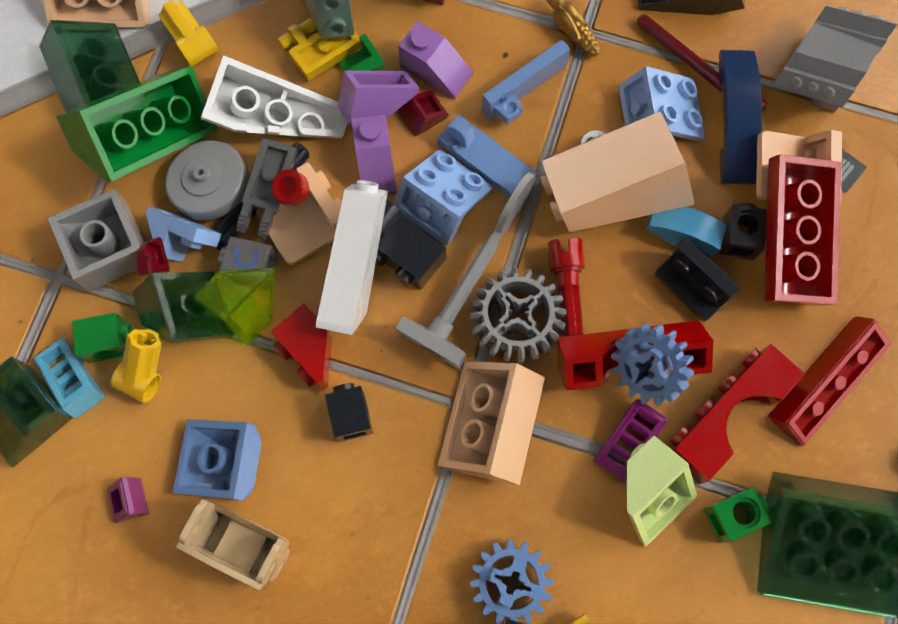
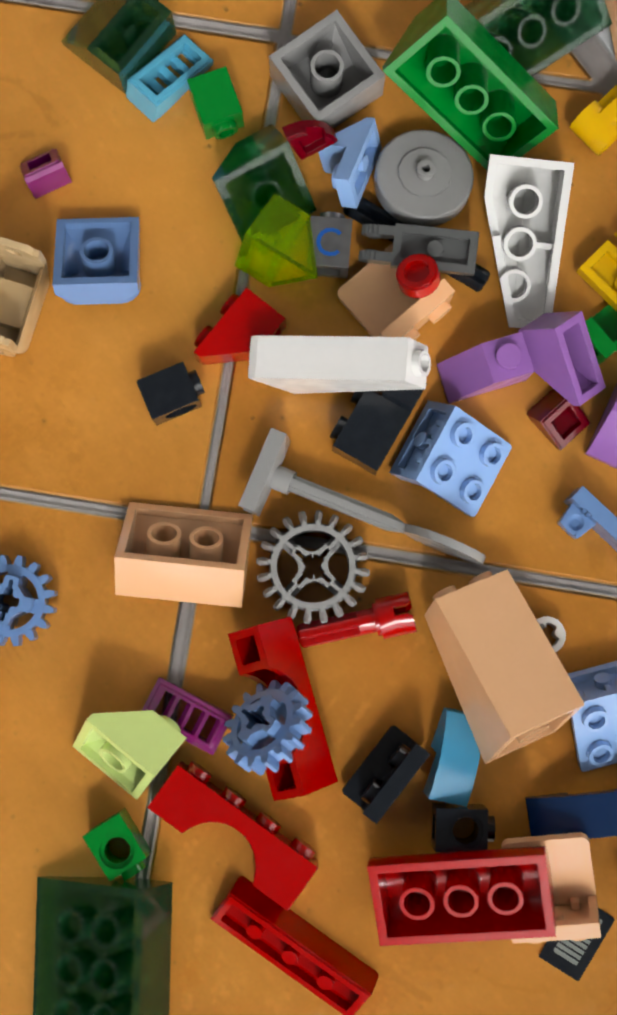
camera: 80 degrees right, 10 degrees up
(137, 372) = (186, 151): yellow piece -> none
(483, 155) = (511, 503): medium blue hinge -> none

